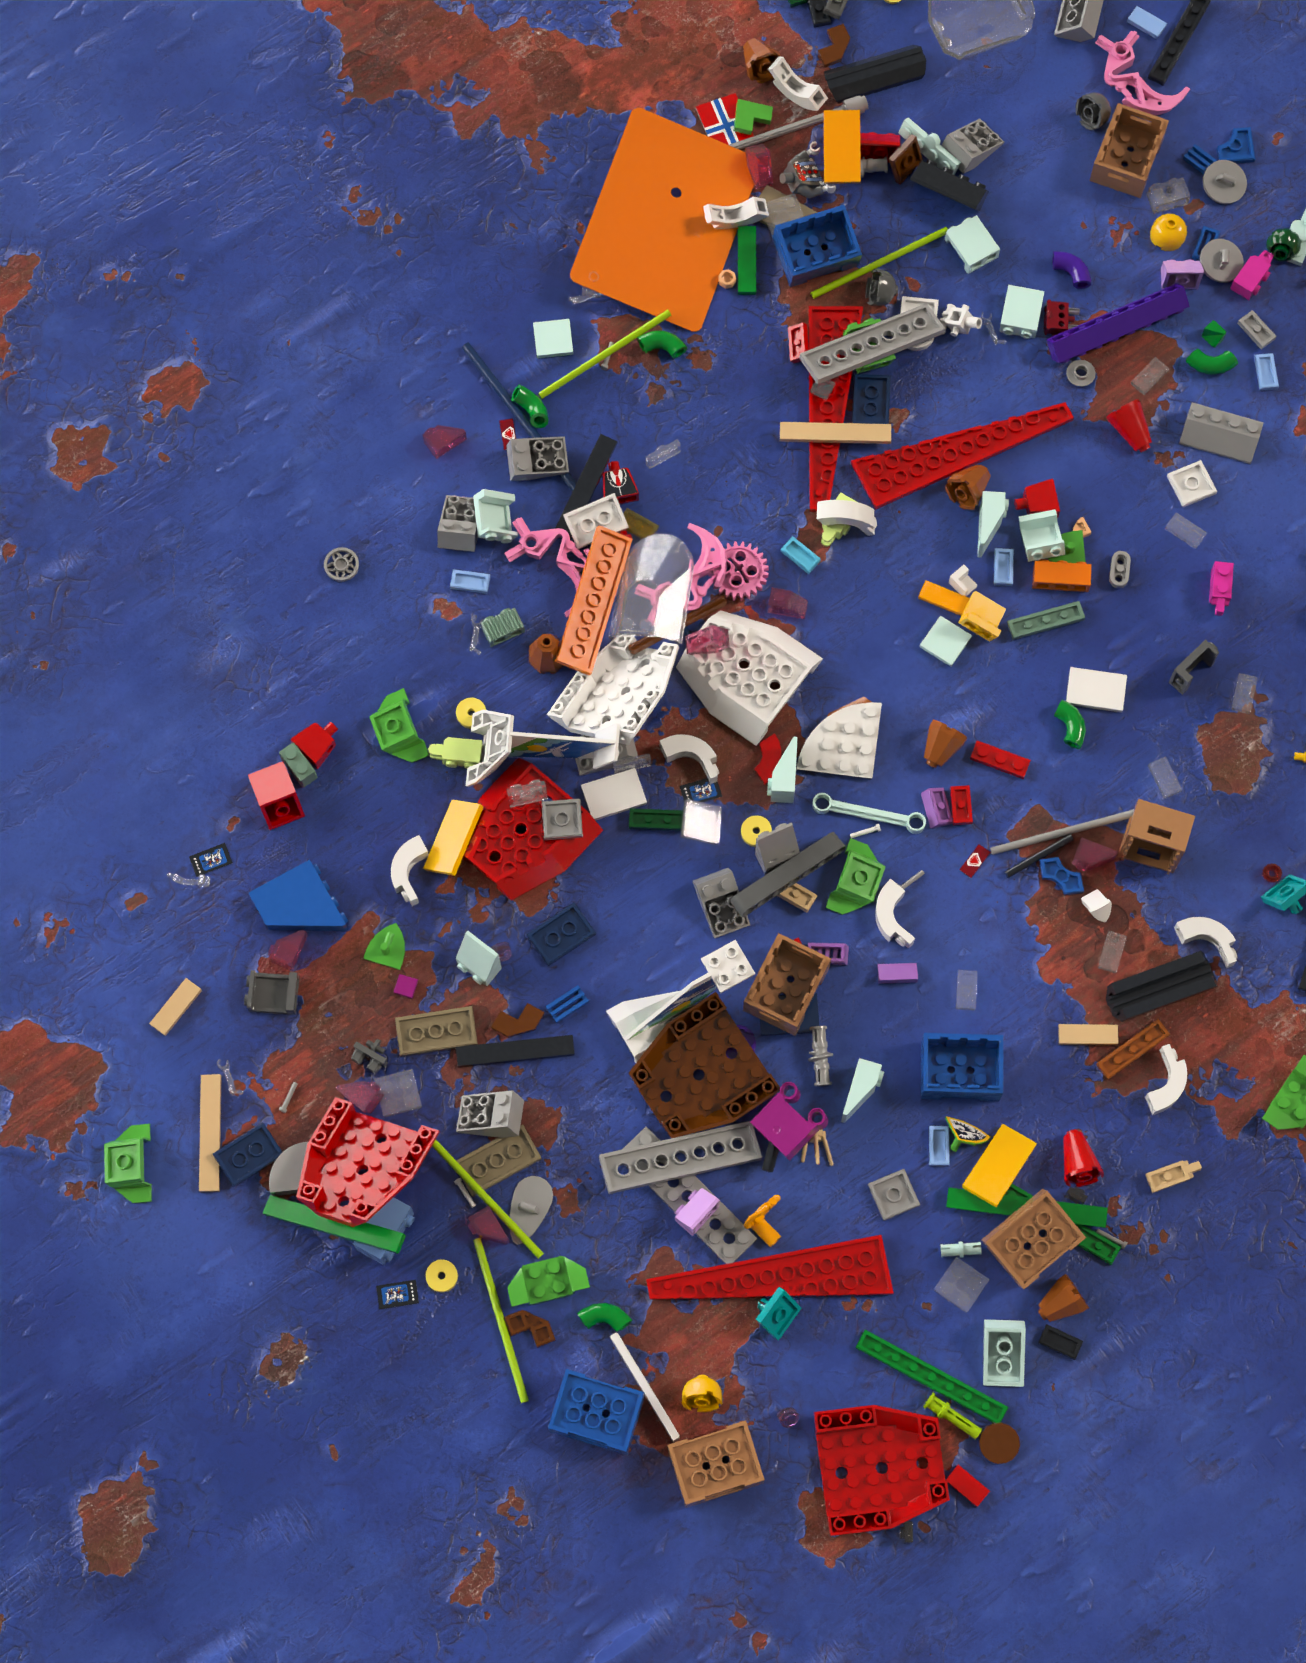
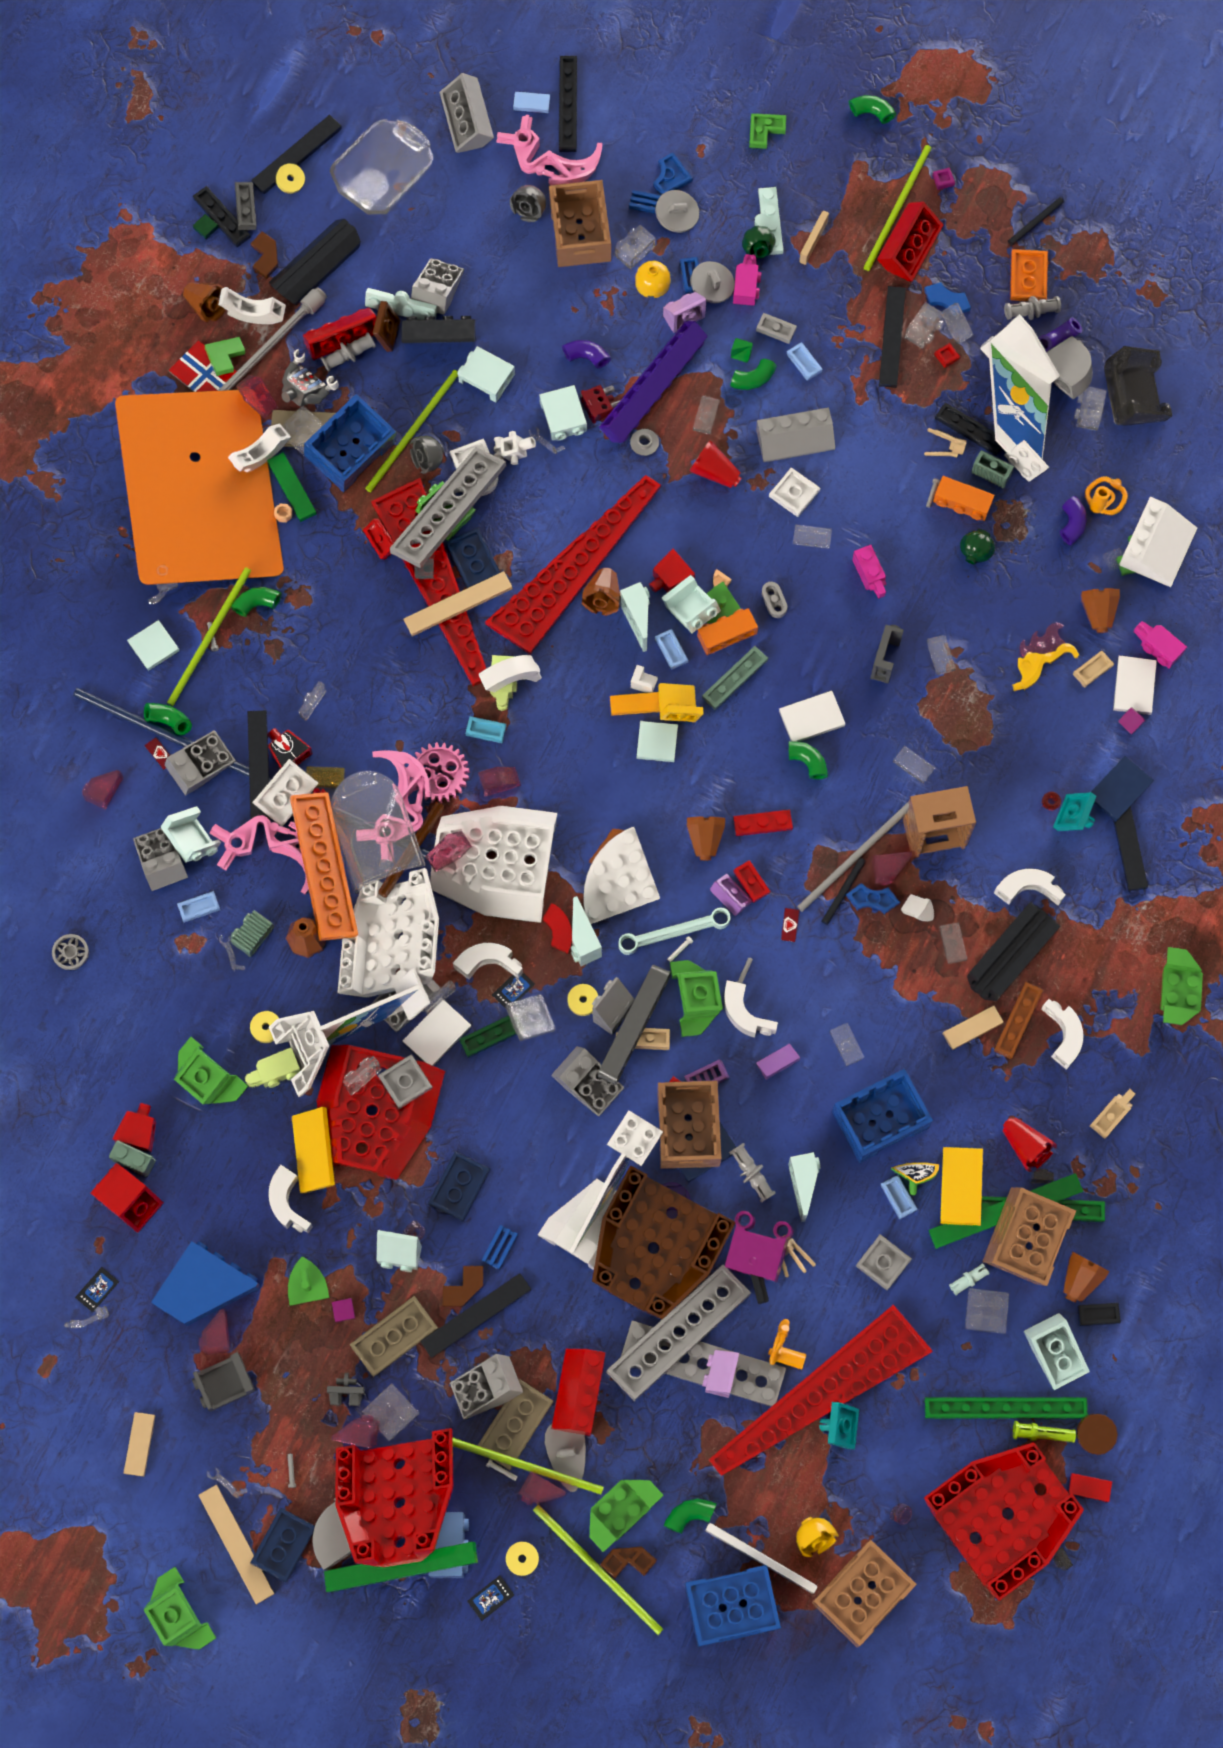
camera: 30 degrees left, 0 degrees up
(567, 1161) = (578, 1391): none -> red slope
(842, 146) = (325, 342): light orange tile -> none
(1111, 1238) = (1092, 1197): light grey piece -> none

